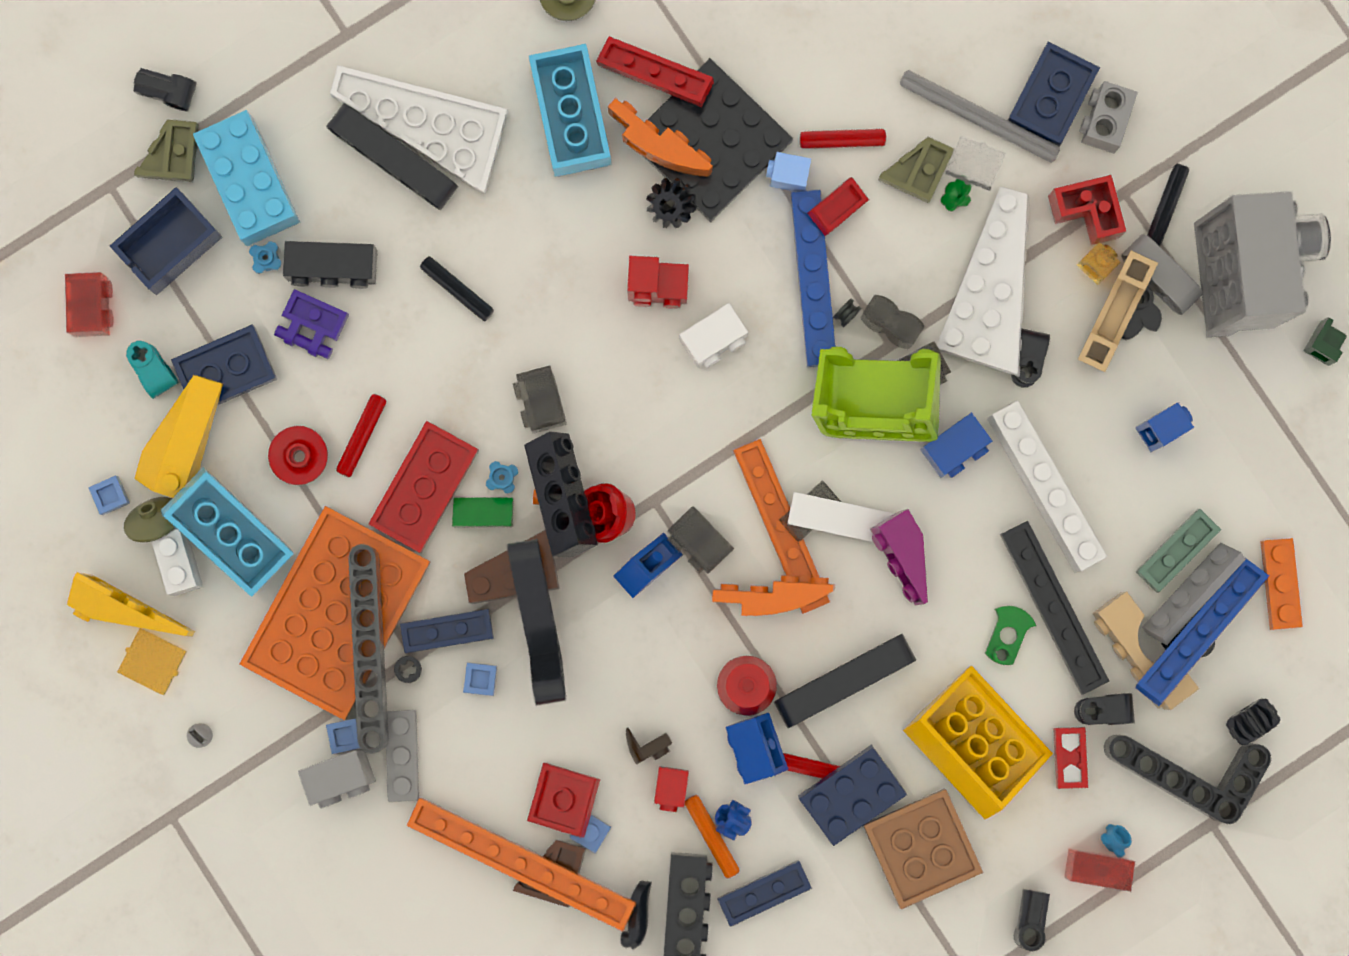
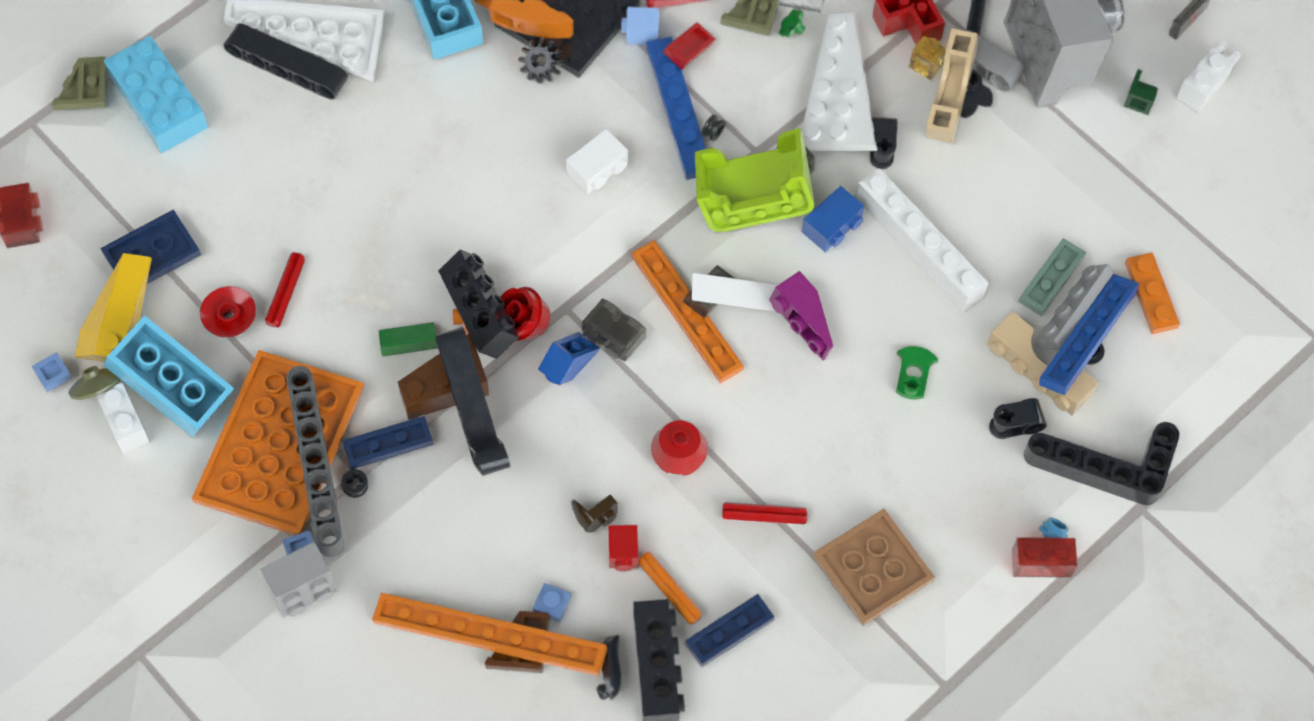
camera: 10 degrees left, 20 degrees down
(101, 601) = (57, 464): yellow wedge -> none
(151, 661) = (106, 514): clear yellow piece -> none
(153, 372) = (83, 260): teal piece -> none
(166, 241) = (87, 151): dark blue piece -> none
(173, 90) = (82, 36): black piece -> none
(204, 731) = (154, 577): light grey hinge -> none
(273, 261) = (179, 163): dark azure plate -> none
(314, 315) = (229, 196): dark purple plate -> none
(330, 264) = (239, 151): black brick -> none
(402, 756) = (359, 562): light grey plate -> none
(423, 487) = (349, 322): red plate -> none
(456, 288) = (358, 158): black axle -> none
(480, 679) = (425, 479): medium blue plate -> none
(496, 470) = (417, 299): dark azure plate -> none
(540, 399) = (446, 232): clear smoke brick -> none
(563, 800) = (521, 574): red tile -> none
(657, 282) = (537, 125): red brick -> none
(733, 820) = (687, 566): blue gear -> none
(756, 748) = (697, 498): blue brick -> none
(786, 595) = (703, 362): orange slope -> none
(845, 681) = (770, 430): black beam -> none
(852, 795) = (796, 527): dark blue plate -> none
(885, 317) = (753, 127): clear smoke brick -> none
(978, 743) = (904, 465): yellow slope -> none
(1032, 915) = (990, 613): black piece -> none
(1054, 608) = (951, 340): black plate -> none
(1070, 757) = (995, 465): red piece -> none
(1165, 426) = (1015, 173): blue brick -> none
(1253, 721) = (1155, 405): black gear -> none

